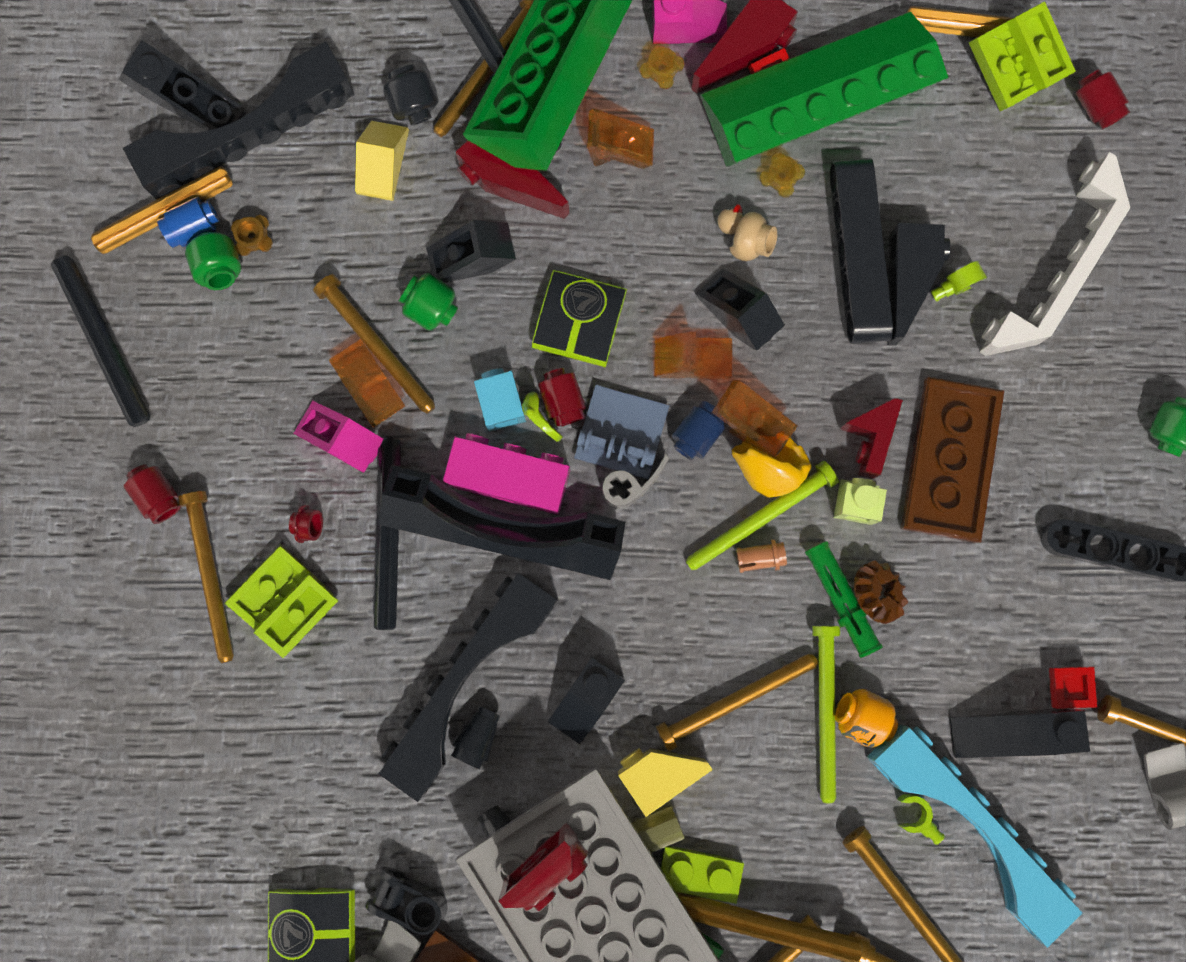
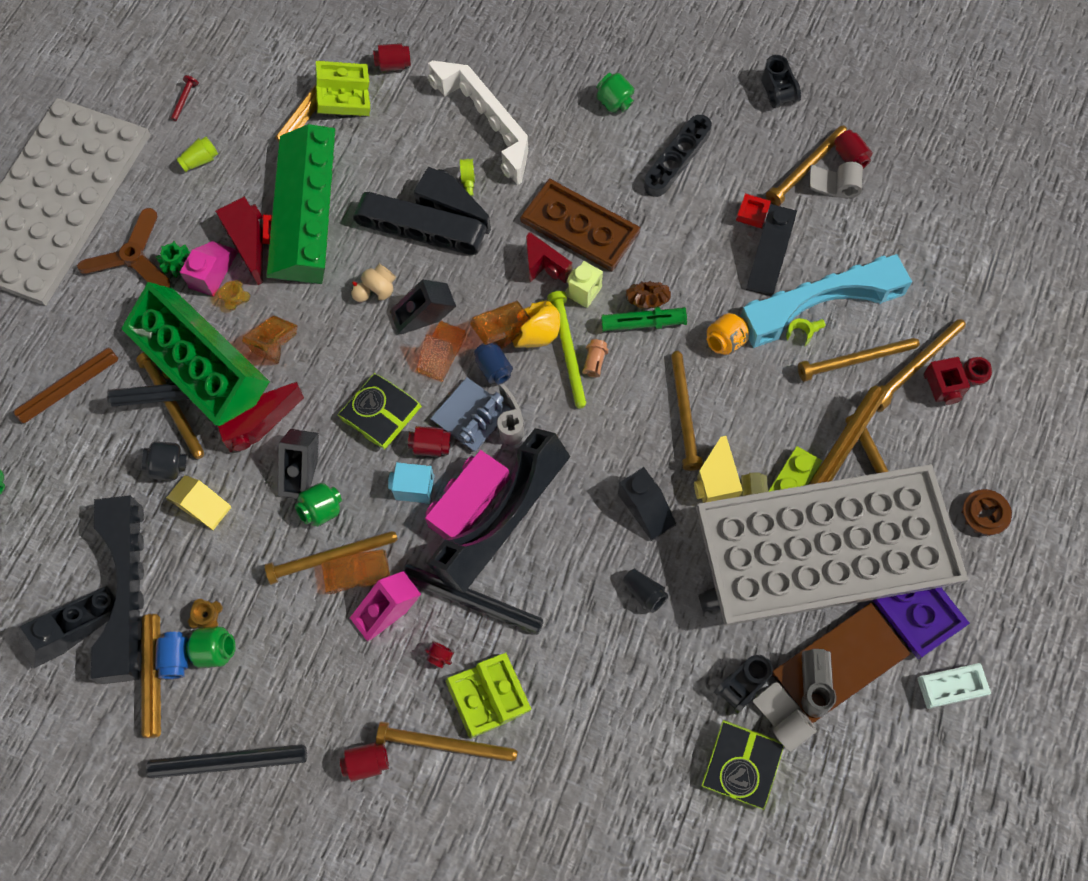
camera: 70 degrees left, 15 degrees down
(422, 752) = (640, 631): black arch -> none
(531, 409) = (430, 459): lime piece -> none
(537, 877) = (754, 555): dark red slope -> none
(782, 164) = (343, 244): clear yellow plate -> none
(827, 740) = (713, 357): lime bar -> none

